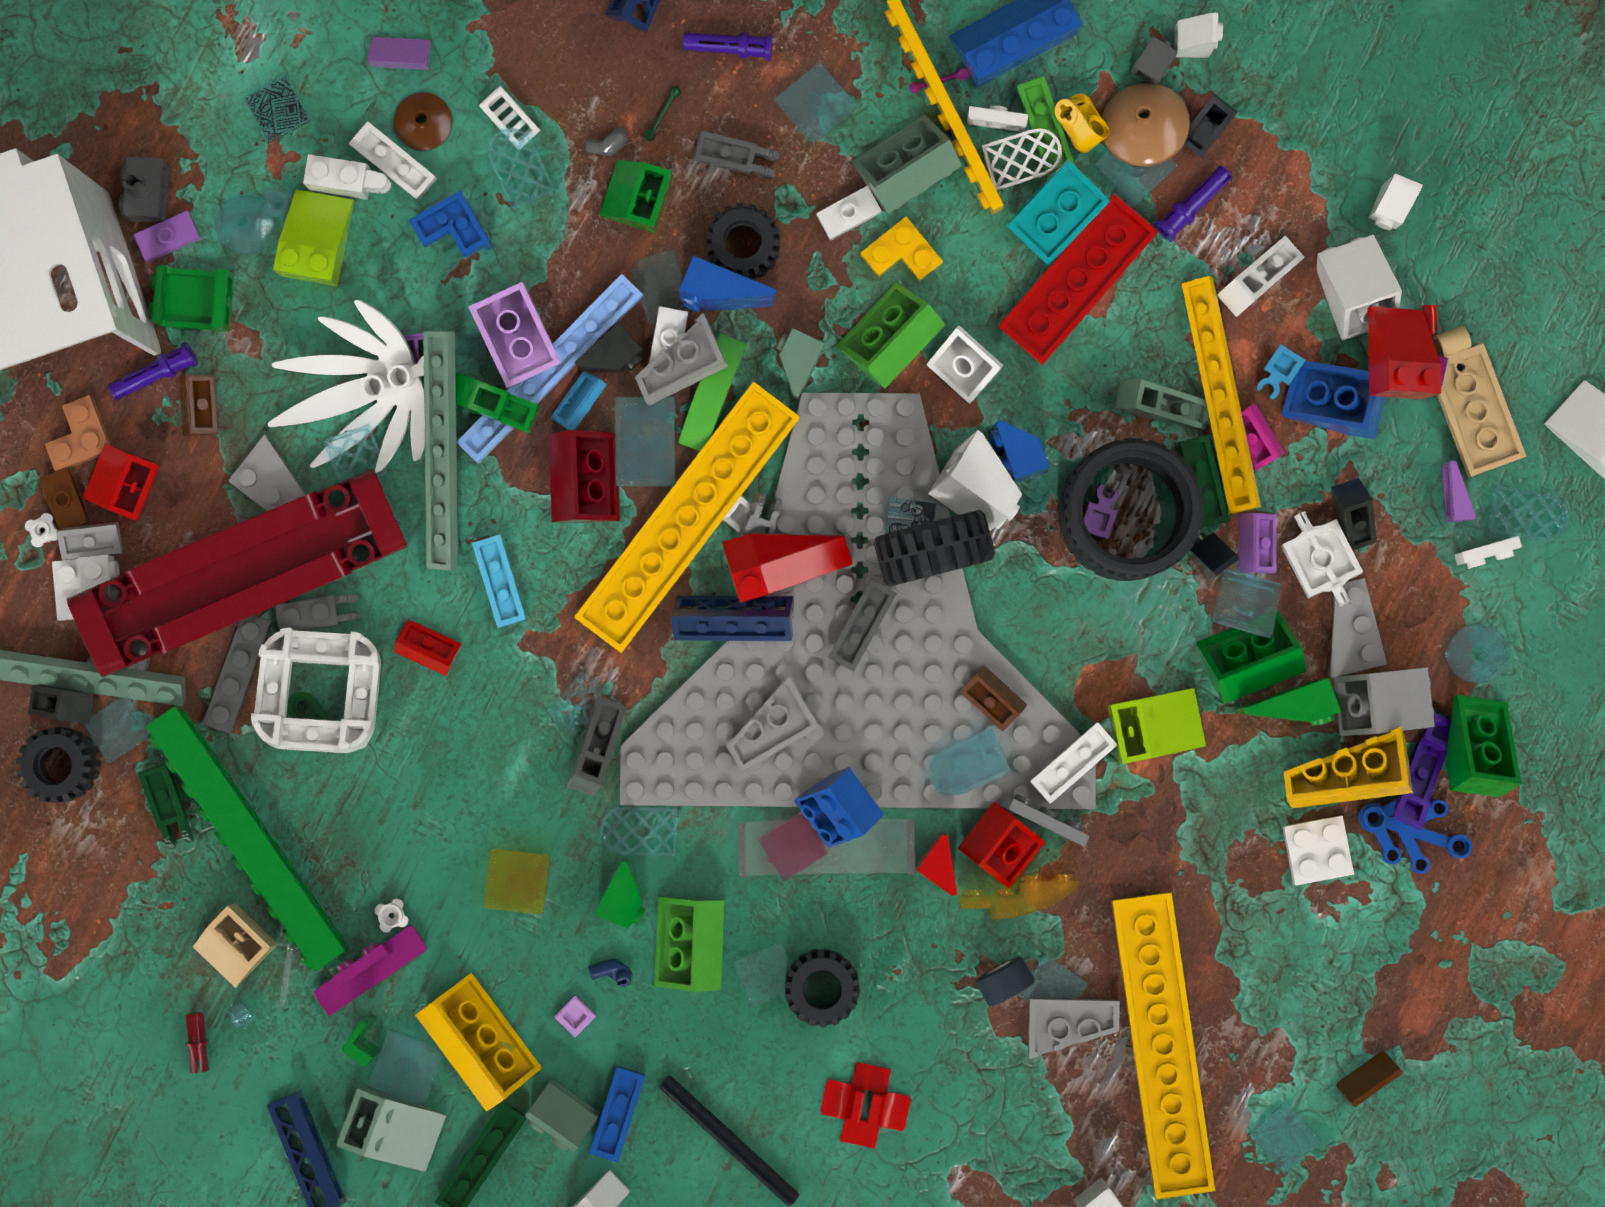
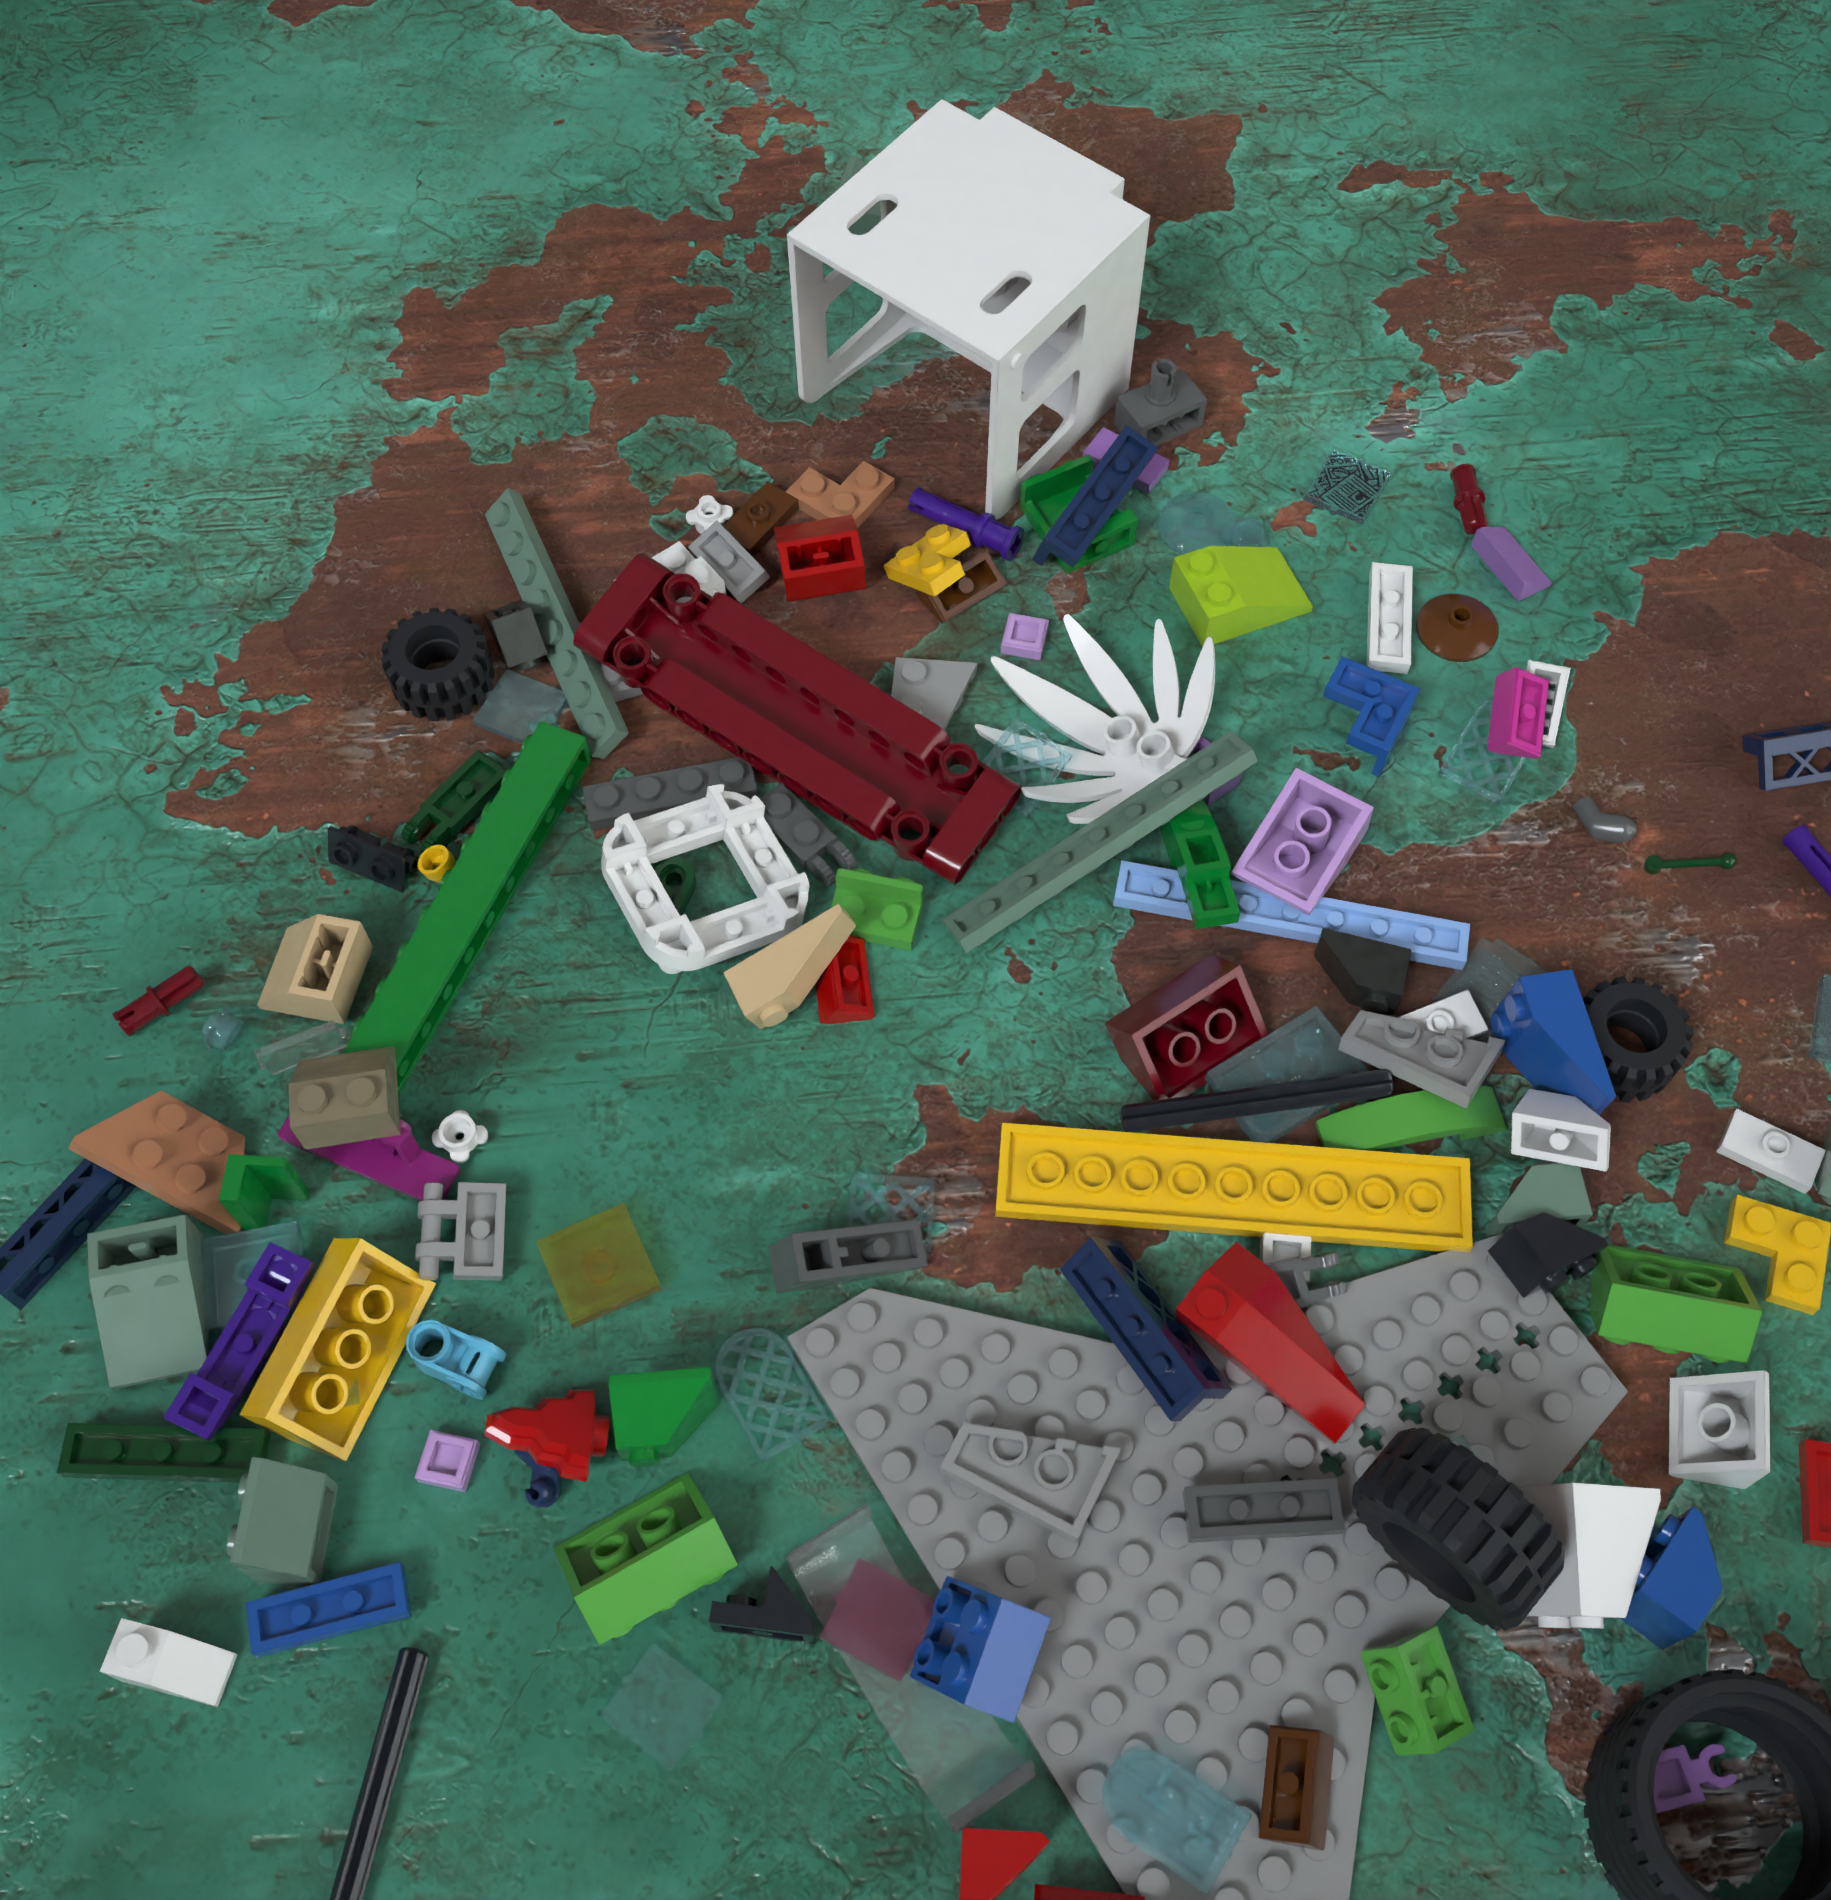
camera: 55 degrees right, 25 degrees down
(160, 881) = (362, 855): none -> black hinge
(167, 420) = (929, 561): none -> yellow plate
(197, 285) = (1097, 498): none -> dark blue fence
(198, 834) = (437, 857): none -> yellow hinge
(261, 390) = (1024, 636): none -> lavender tile
(310, 1079) = (167, 1153): none -> nougat wing
(339, 44) = (1468, 498): none -> dark red axle
(340, 969) = (345, 1098): none -> dark tan slope
(343, 177) = (1330, 577): white hinge -> none
(395, 602) = (881, 906): none -> bright green bracket
(408, 680) = (785, 971): none -> tan slope
(447, 1091) = (244, 1344): none -> dark purple slope
(459, 936) = (478, 1231): none -> light grey plate
(499, 581) = (984, 1011): medium azure plate -> none
(510, 141) = (1518, 714): none -> dark pink slope
(525, 983) = (462, 1362): none -> medium azure piece
(578, 401) = (1280, 969): dark azure plate -> none
(598, 954) = (554, 1432): none -> red rock
(637, 194) = (1579, 888): green slope -> none
(650, 472) = (1256, 1100): none -> black axle
(733, 154) = (1719, 969): dark grey hinge -> none
(761, 893) = (779, 1618): none -> black slope
(769, 325) = (1560, 1131): none -> white slope
(822, 1014) = (650, 1777): black tyre -> none
(827, 384) = (1545, 1252): none -> black slope
(989, 609) = (1417, 1693): none -> bright green bracket

